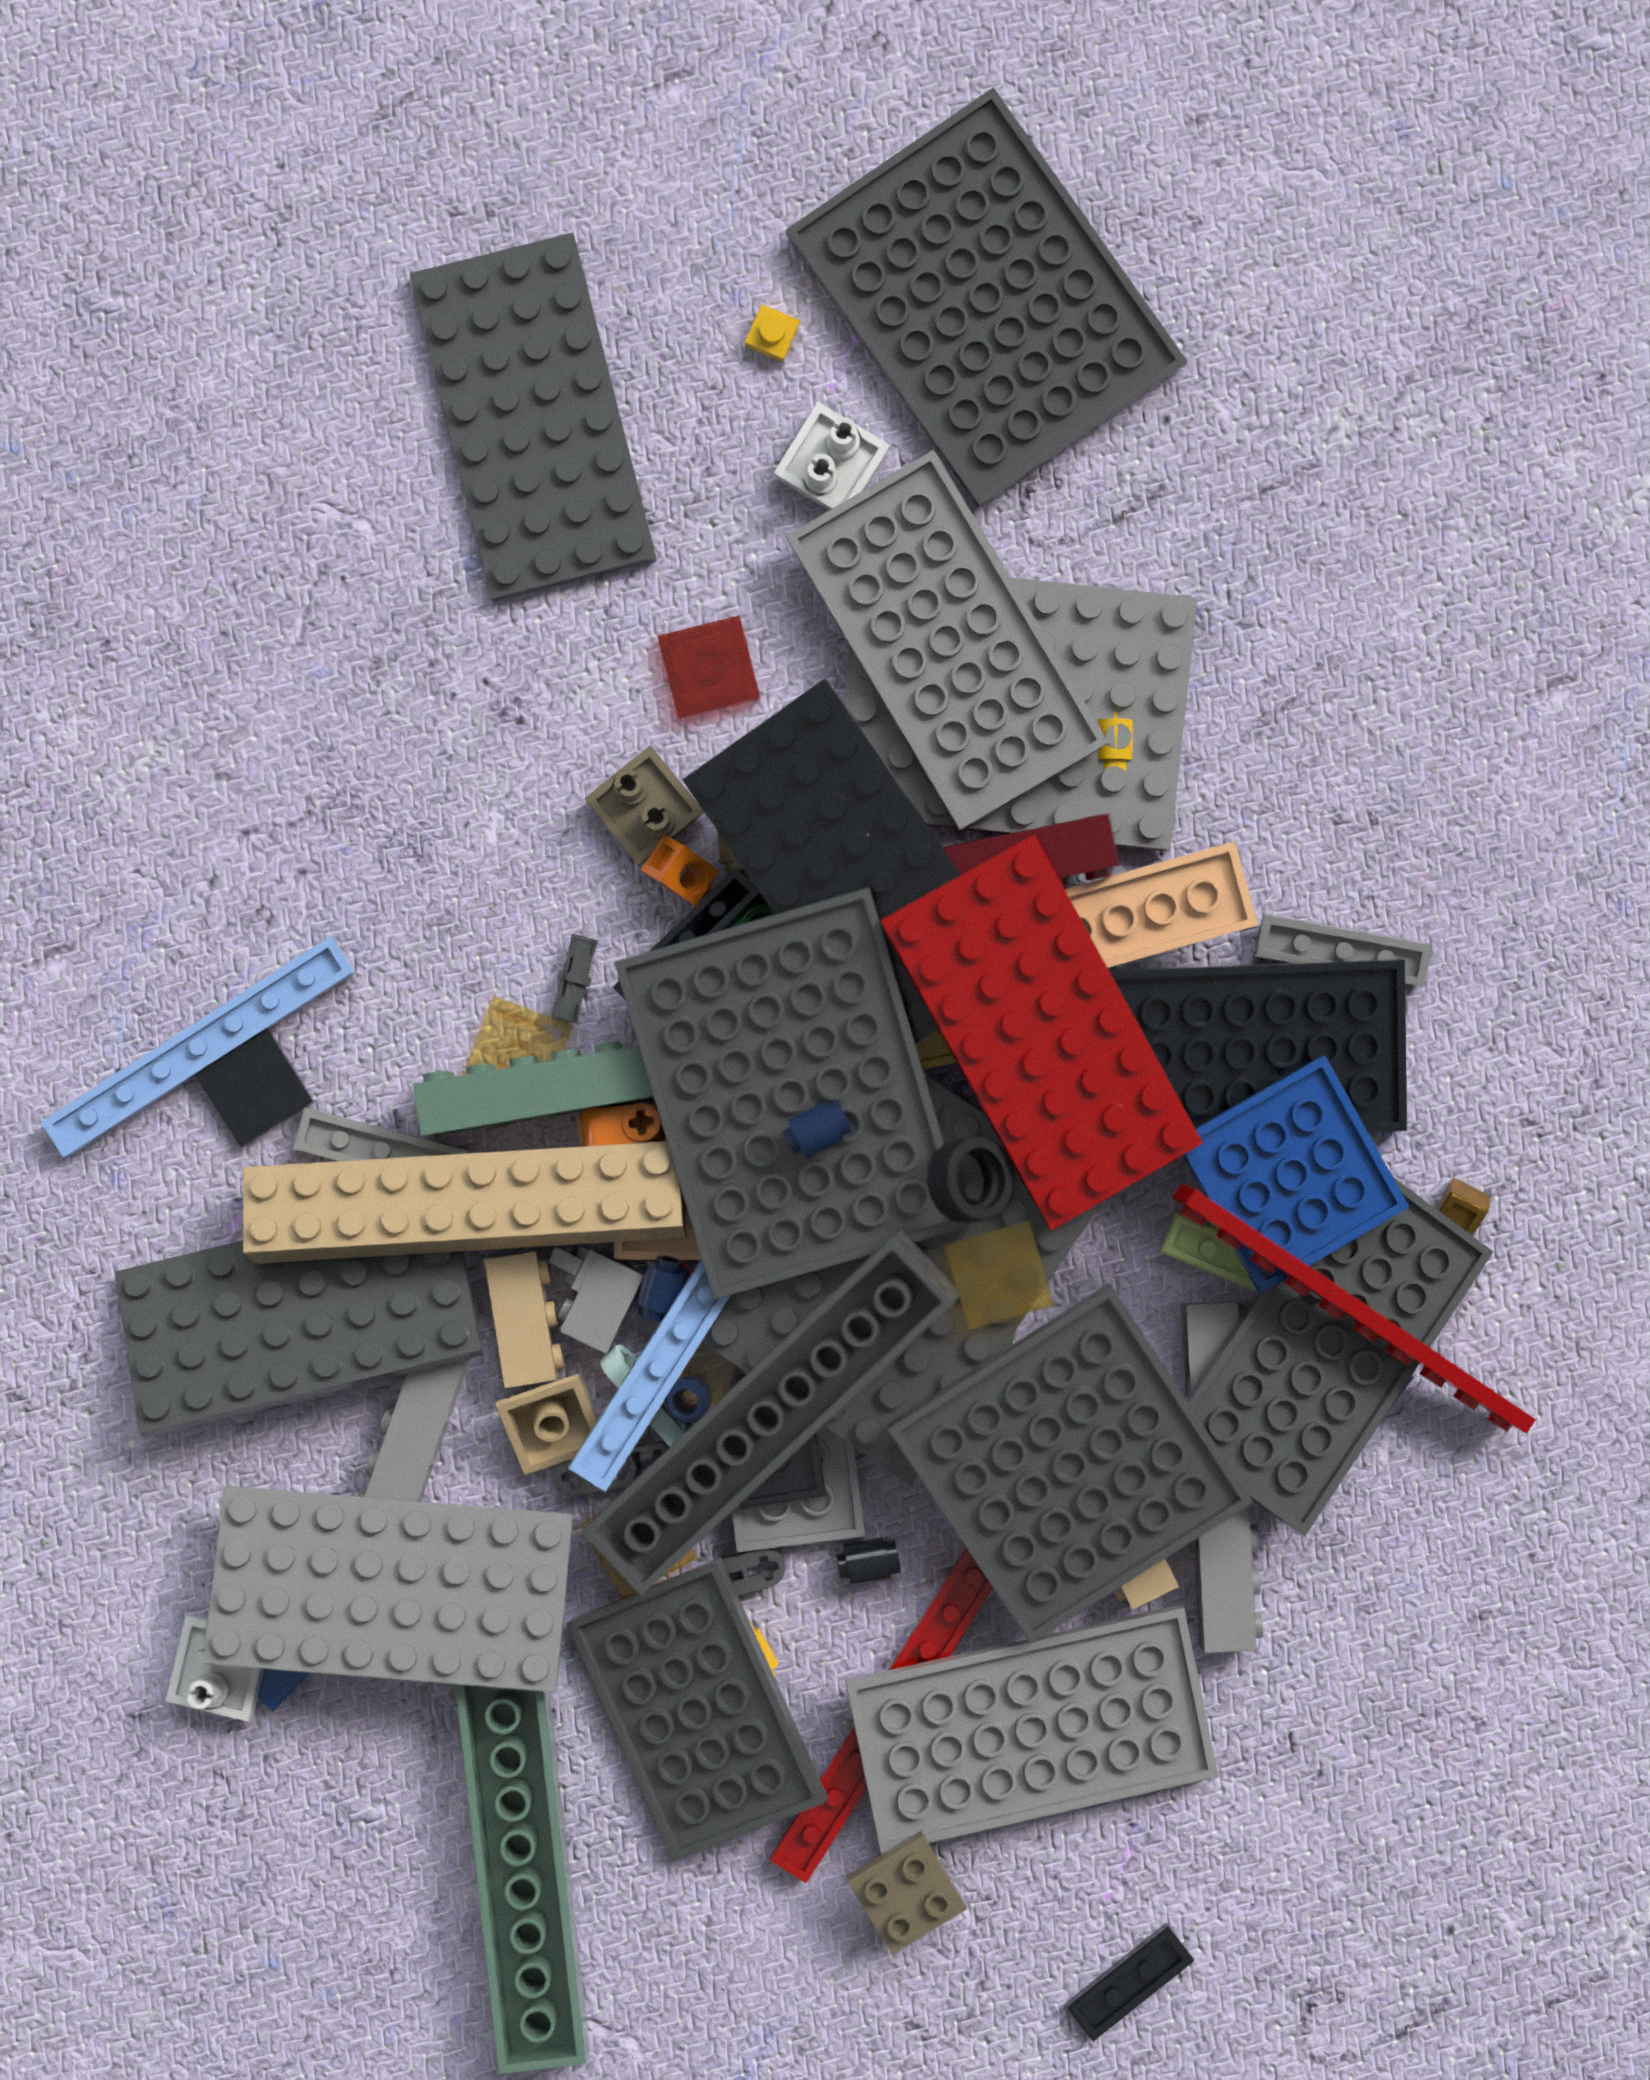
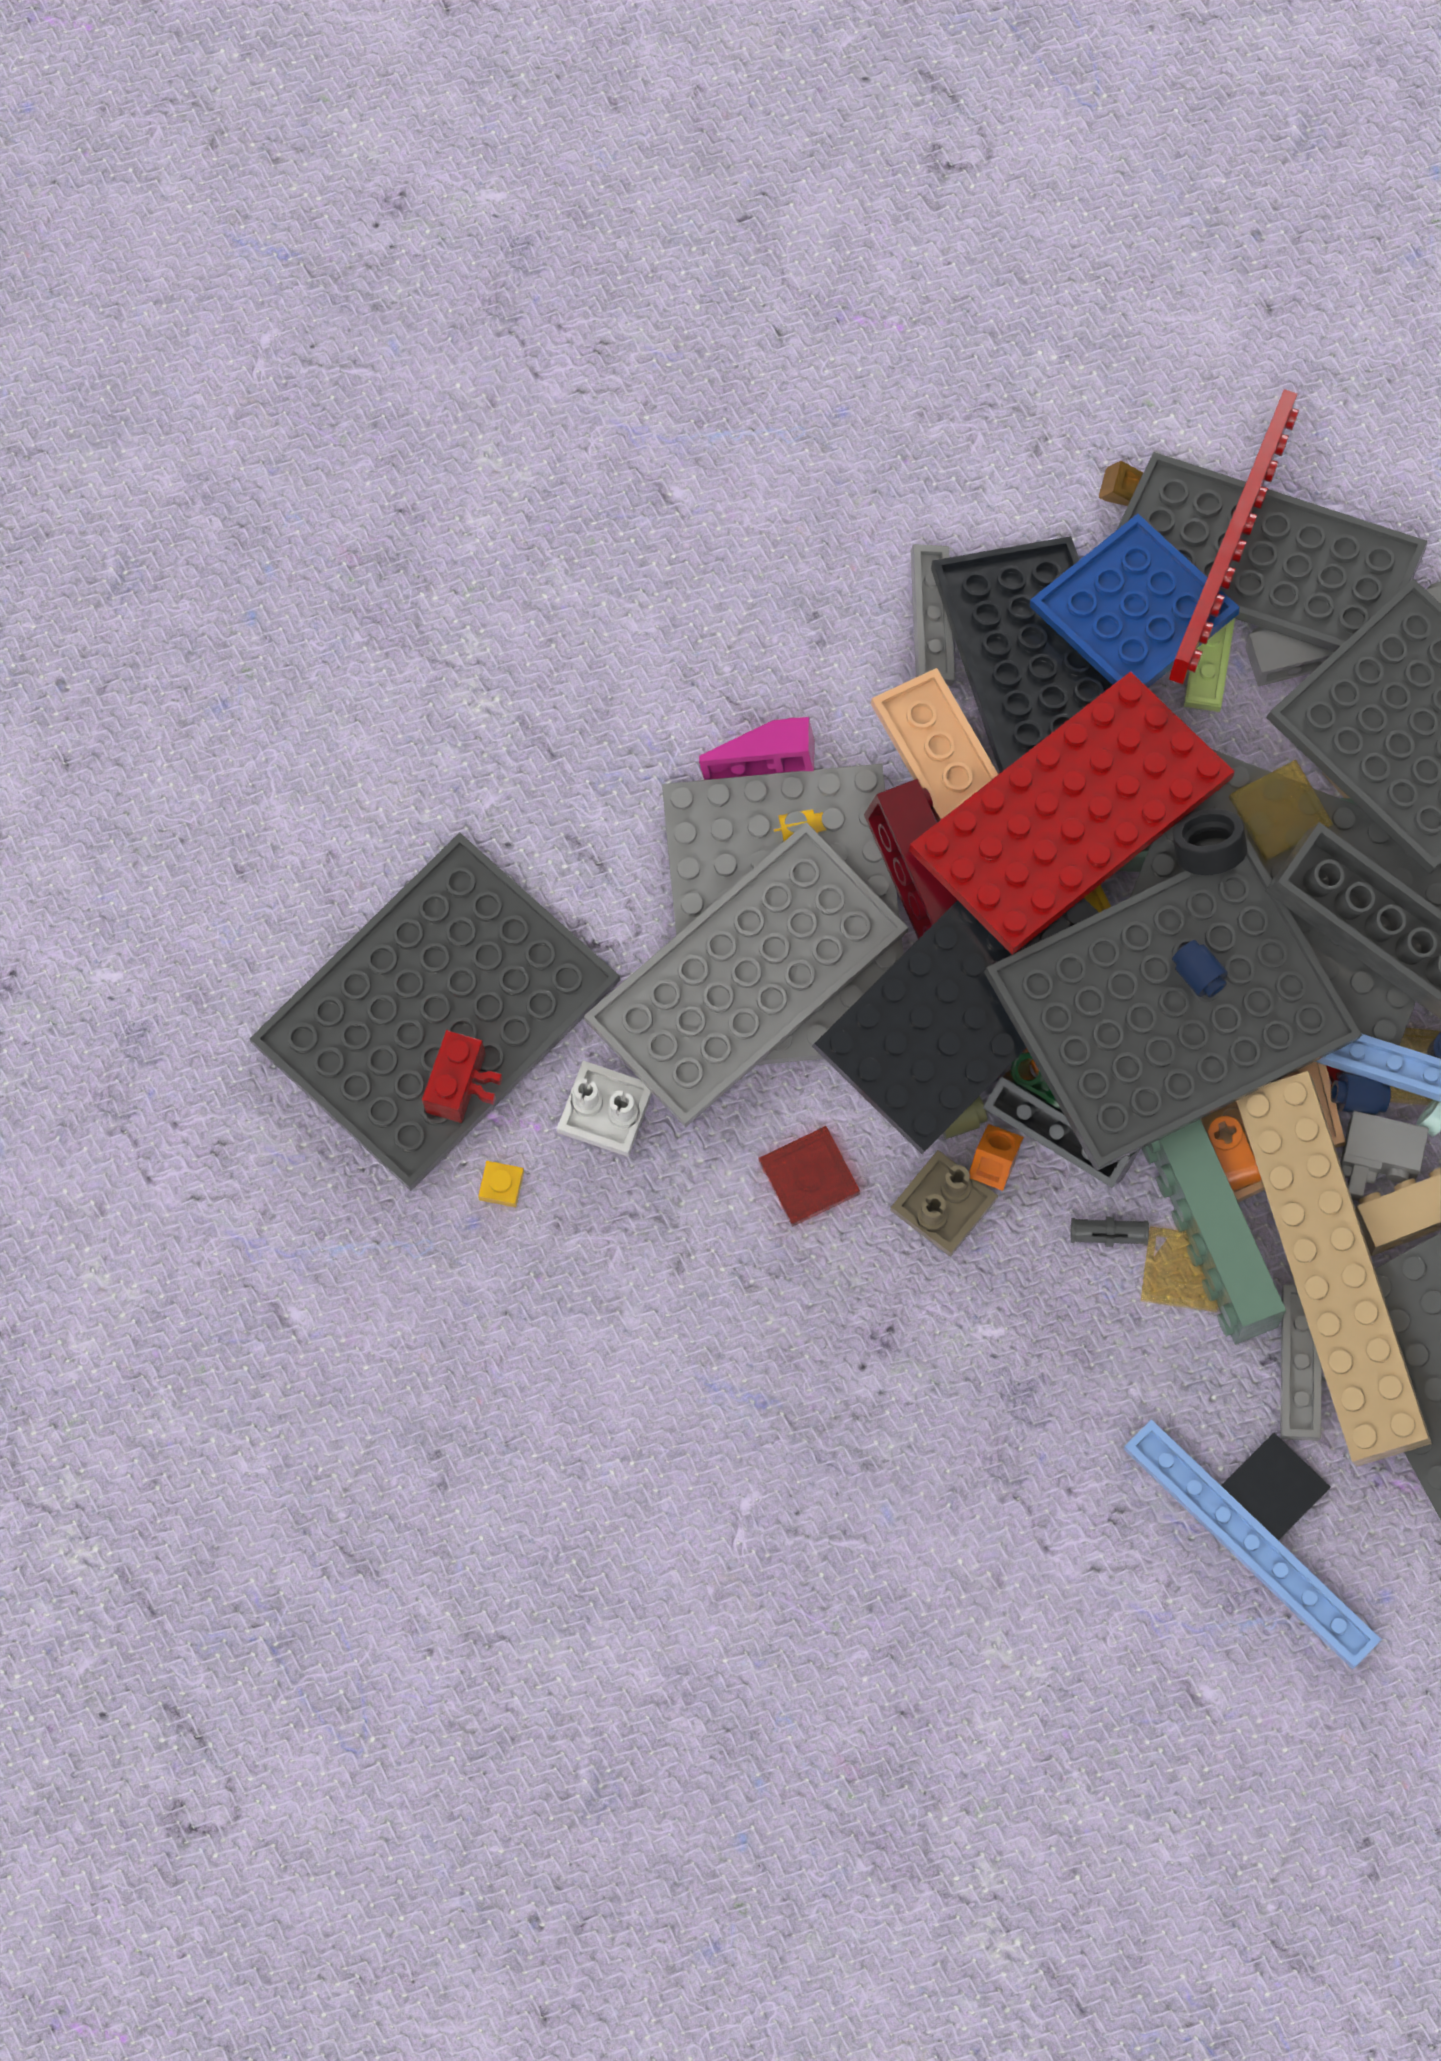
camera: 90 degrees left, 15 degrees down
(533, 417) = (617, 1375): dark grey plate -> none
(893, 296) = (456, 1076): none -> red brick
(1212, 722) = (769, 749): none -> dark pink slope

